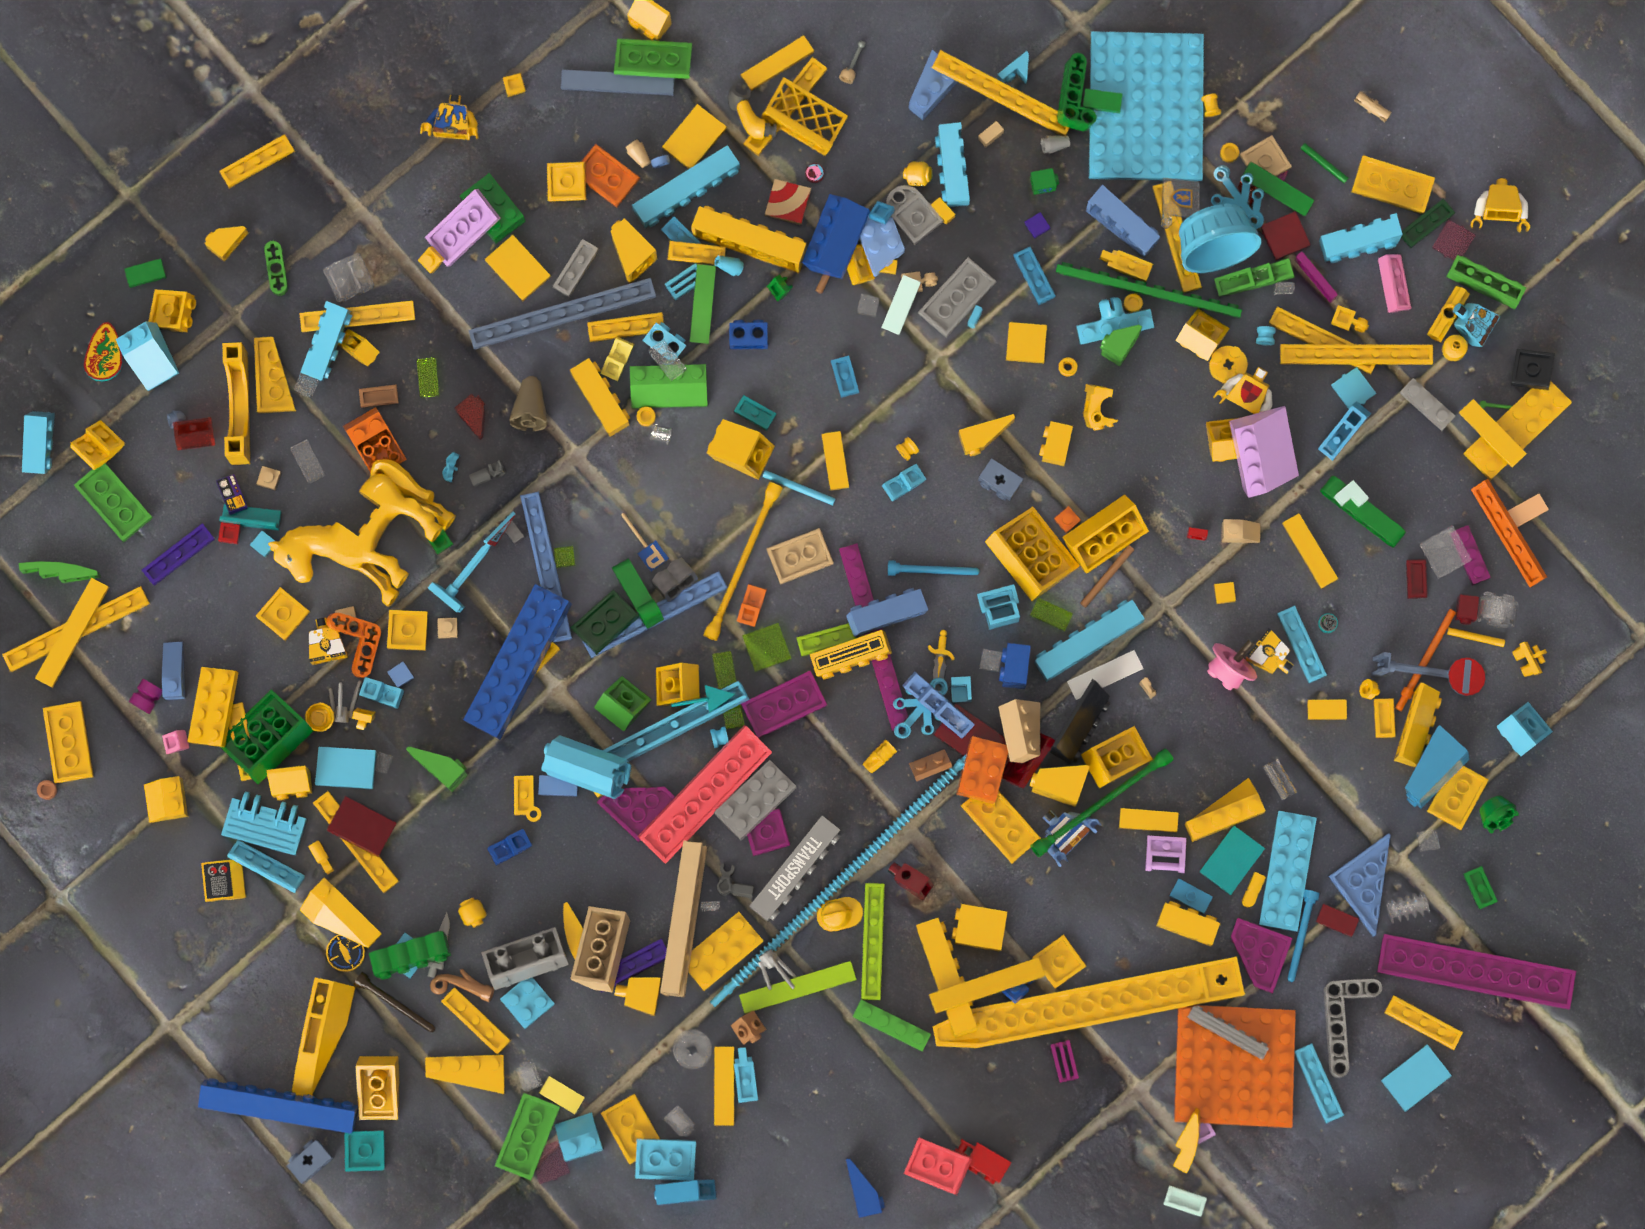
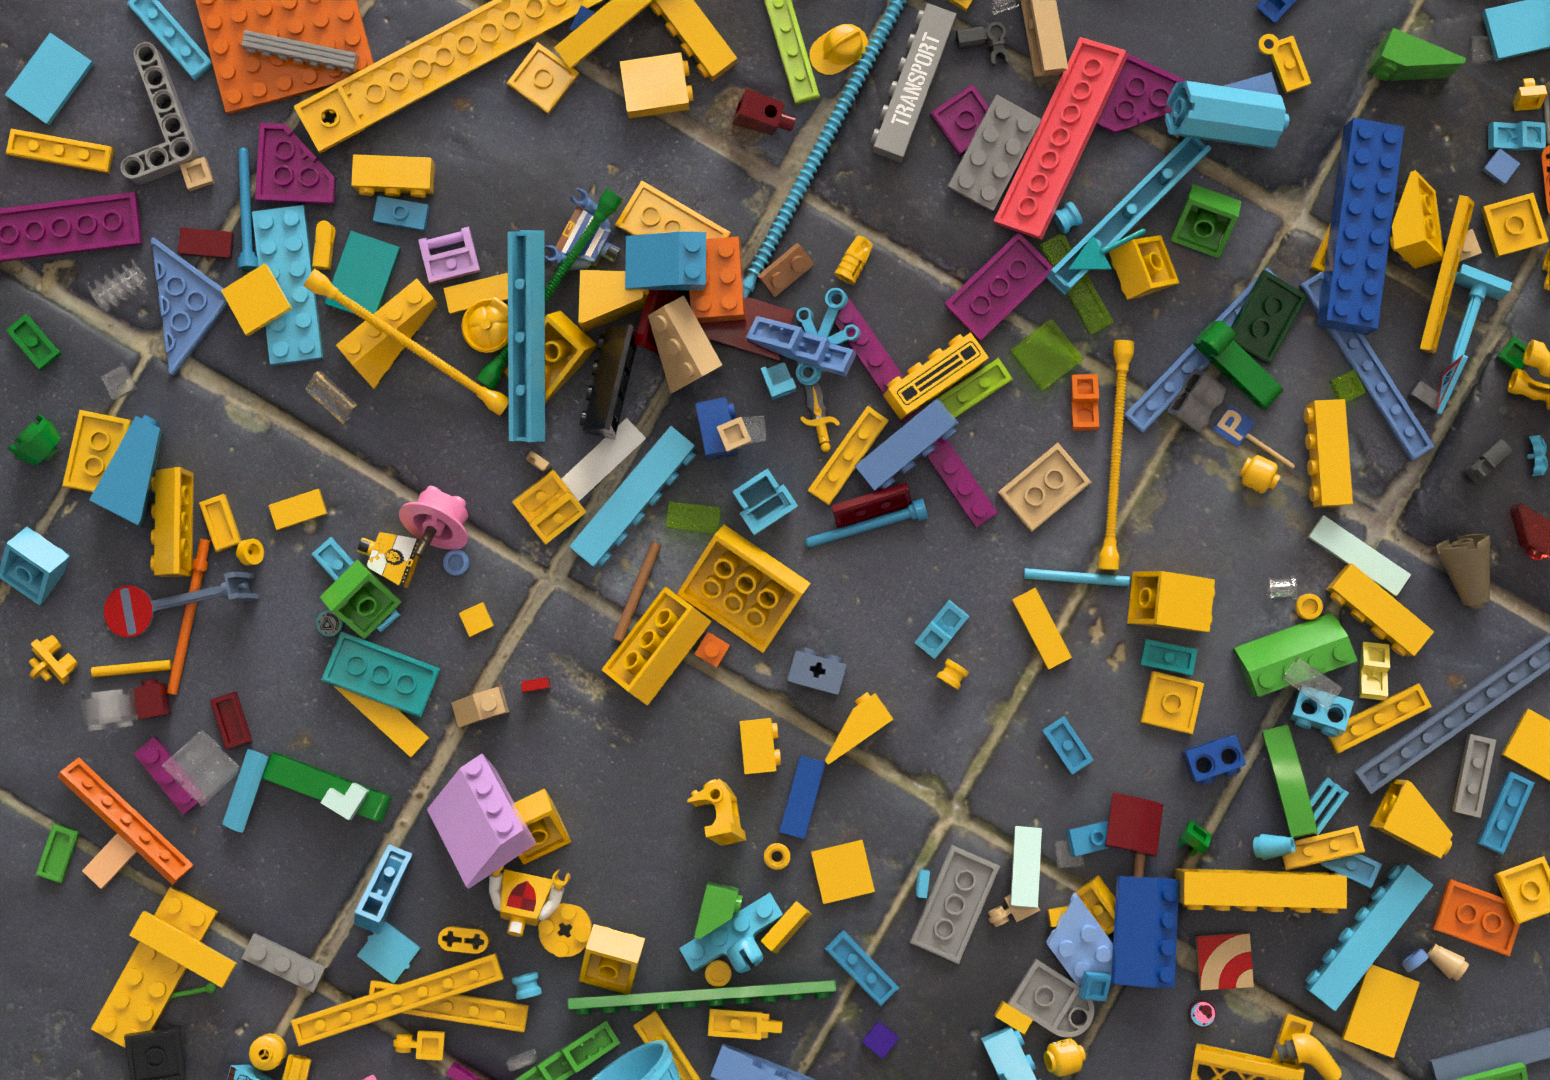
camera: 160 degrees right, 5 degrees up
(469, 608) = (1447, 274): none -> yellow tile
(478, 648) = (1417, 224): none -> yellow slope
(562, 237) = (1505, 813): none -> dark azure tile
(596, 513) = (1328, 453): none -> yellow brick
(599, 439) = (1356, 552): none -> light aqua tile
(648, 515) = (1259, 474): none -> yellow head
(762, 382) = (1172, 702): none -> yellow tile
(818, 309) = (1134, 824): none -> dark red slope
(848, 309) = (1087, 838): none -> dark azure plate
(929, 622) = (848, 455): none -> yellow tile
(934, 581) = (871, 505): none -> dark red tile
(1006, 651) = (734, 434): none -> tan plate
(1015, 786) = (666, 261): none -> dark azure slope
(1037, 400) = (802, 797): none -> blue tile
(1077, 317) = (786, 927): none -> yellow slope
(1128, 771) = (526, 335): none -> medium azure tile
(1150, 654) = (549, 506): none -> yellow slope
(1153, 793) = (486, 325): none -> yellow piece
(1227, 636) = (456, 562): none -> medium blue tile
(1262, 849) = (320, 284): none -> yellow hose
(1301, 376) = (463, 946): none -> yellow beam
(1301, 629) = (360, 599): none -> bright green slope
(1302, 575) = (380, 674): none -> teal tile
(1312, 864) = (256, 299): none -> yellow tile
(1328, 971) = (197, 174): none -> tan plate
(1420, 527) = (245, 790): none -> medium azure tile
(1562, 527) = (58, 853): none -> bright green tile

